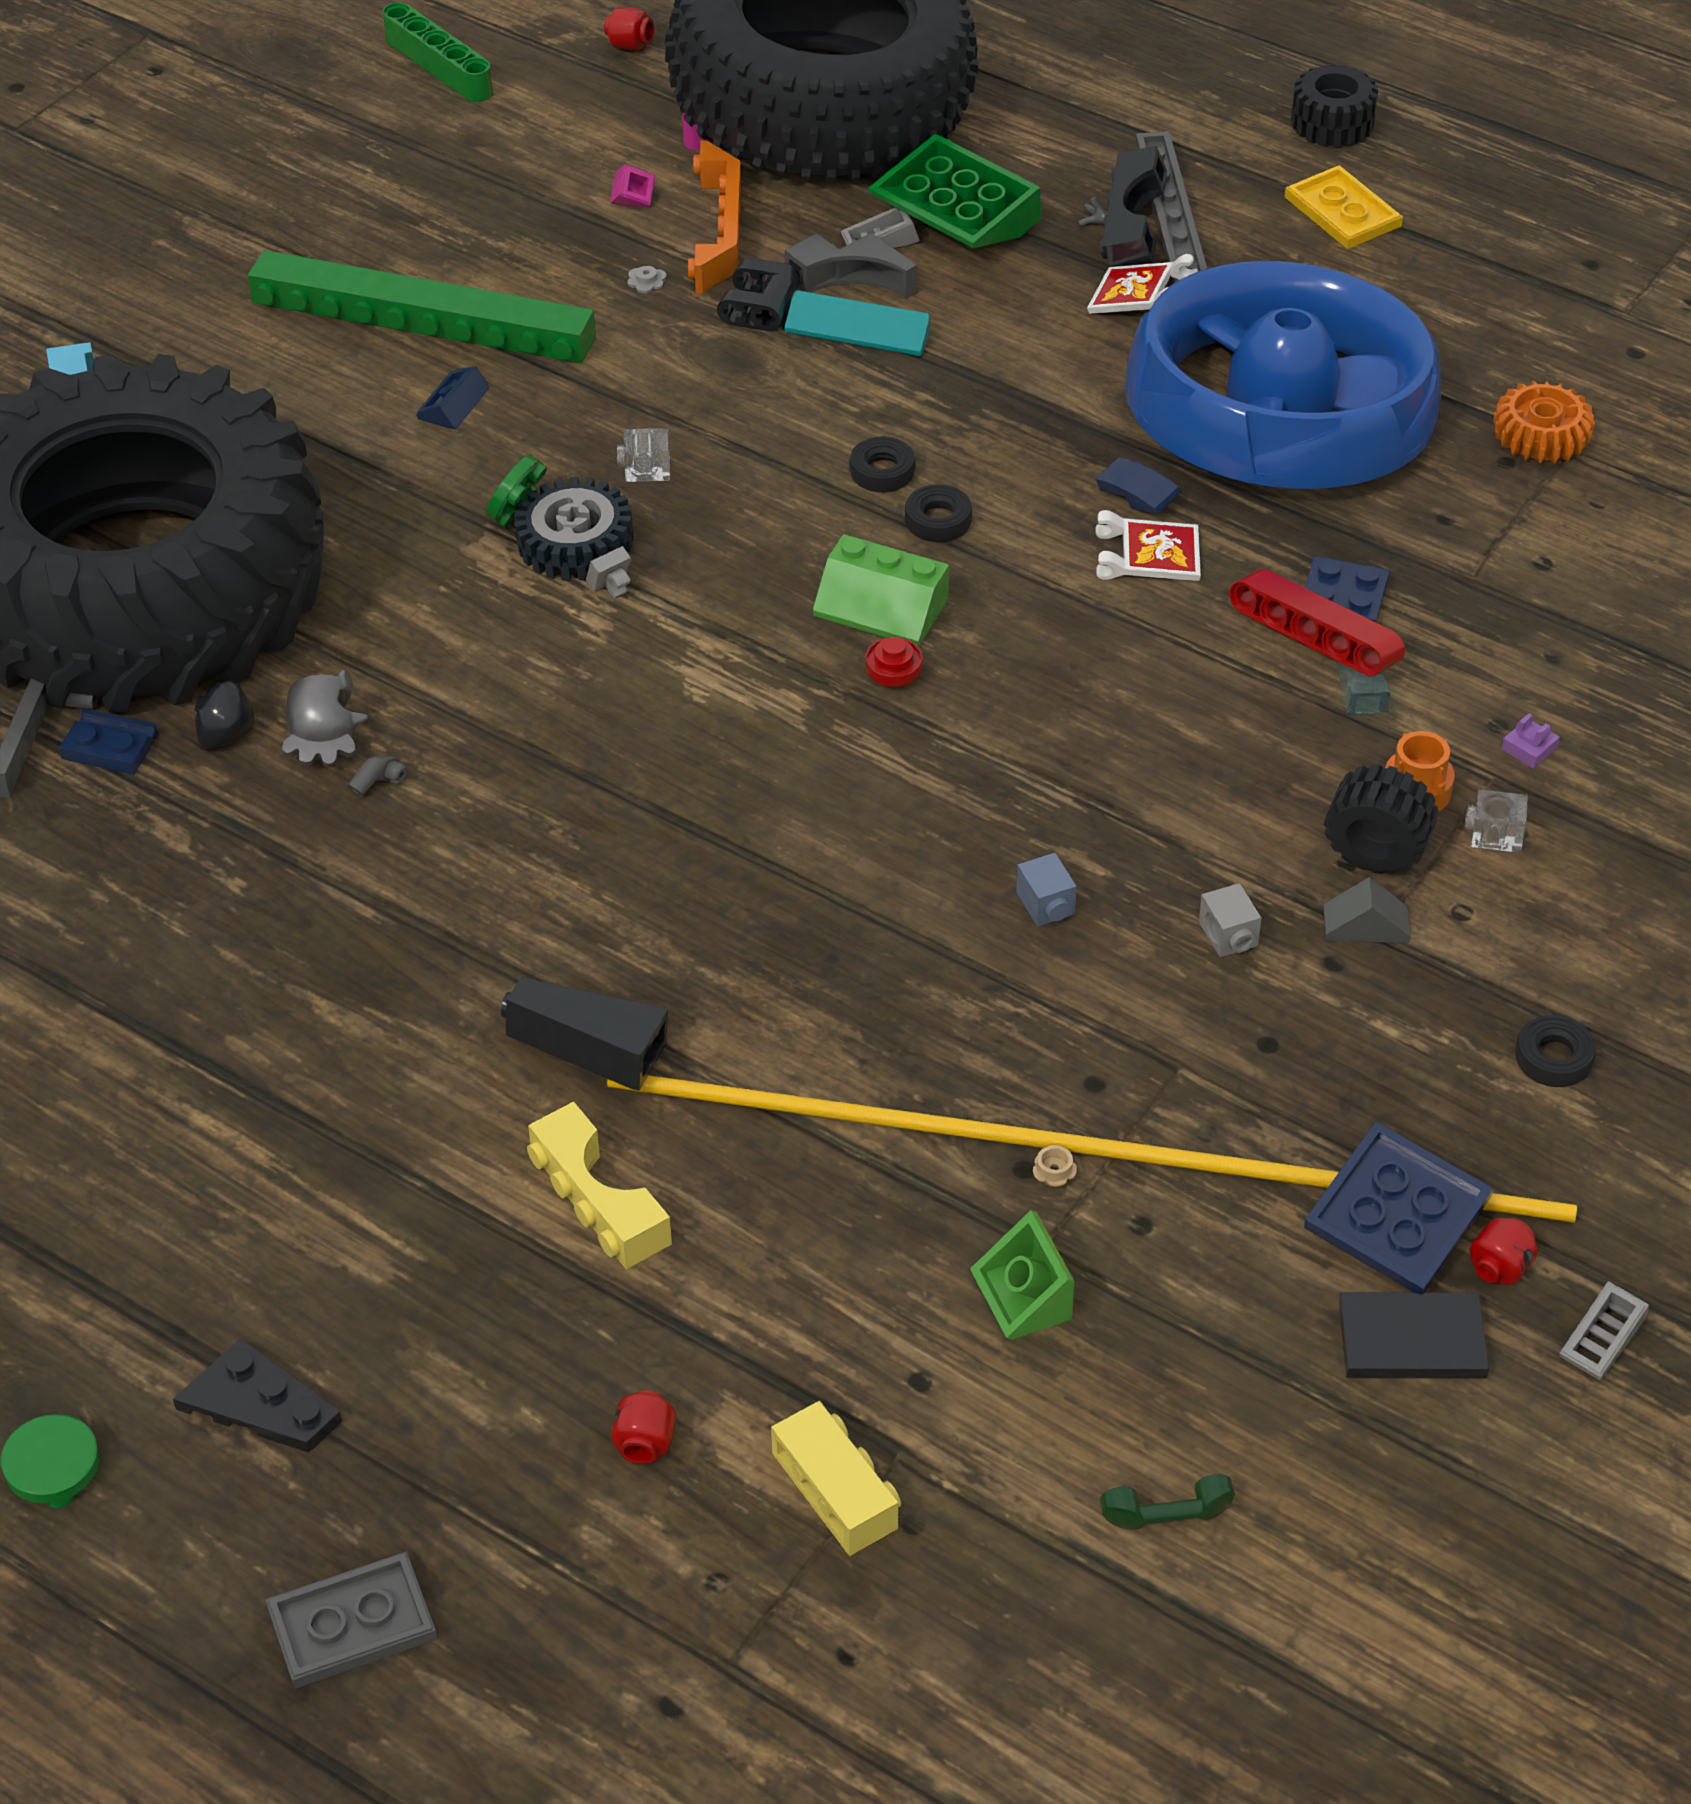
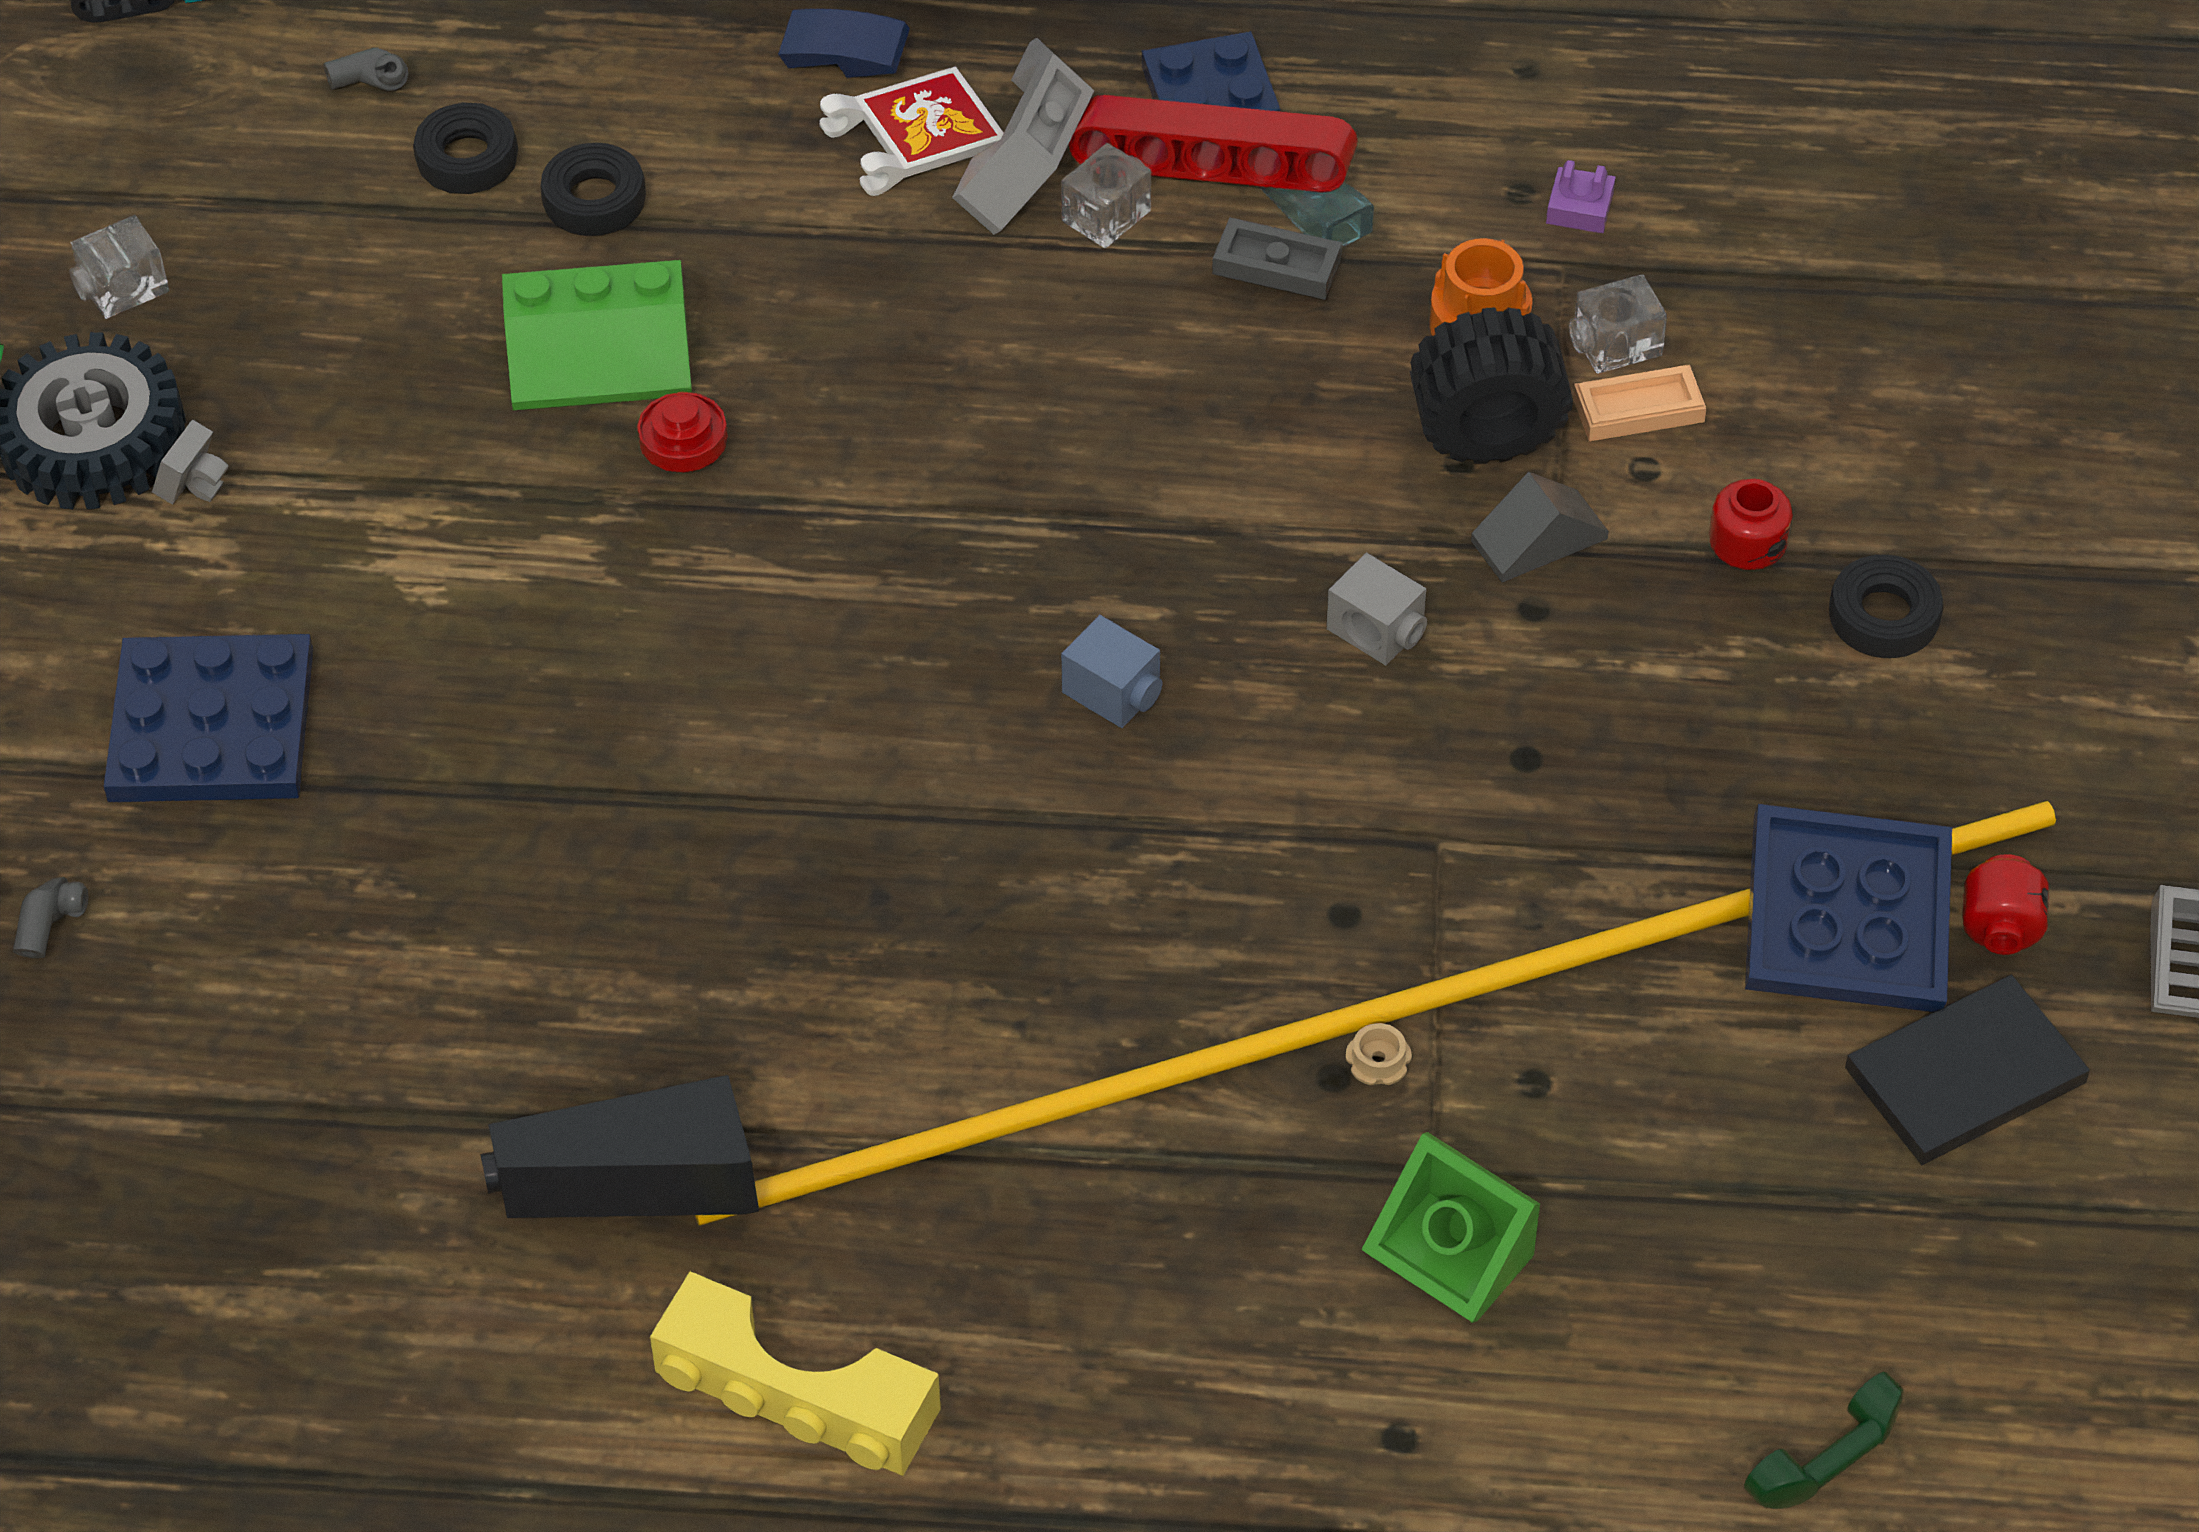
camera: 30 degrees left, 5 degrees up
(533, 709) = (209, 718): none -> dark blue plate
(859, 401) = (370, 67): none -> dark grey arm
(1205, 576) = (1033, 143): none -> light grey slope
(1233, 627) = (1106, 195): none -> clear brick
(1313, 702) = (1277, 258): none -> dark grey plate
(1483, 872) = (1639, 403): none -> light nougat tile
(1495, 965) = (1750, 524): none -> red head

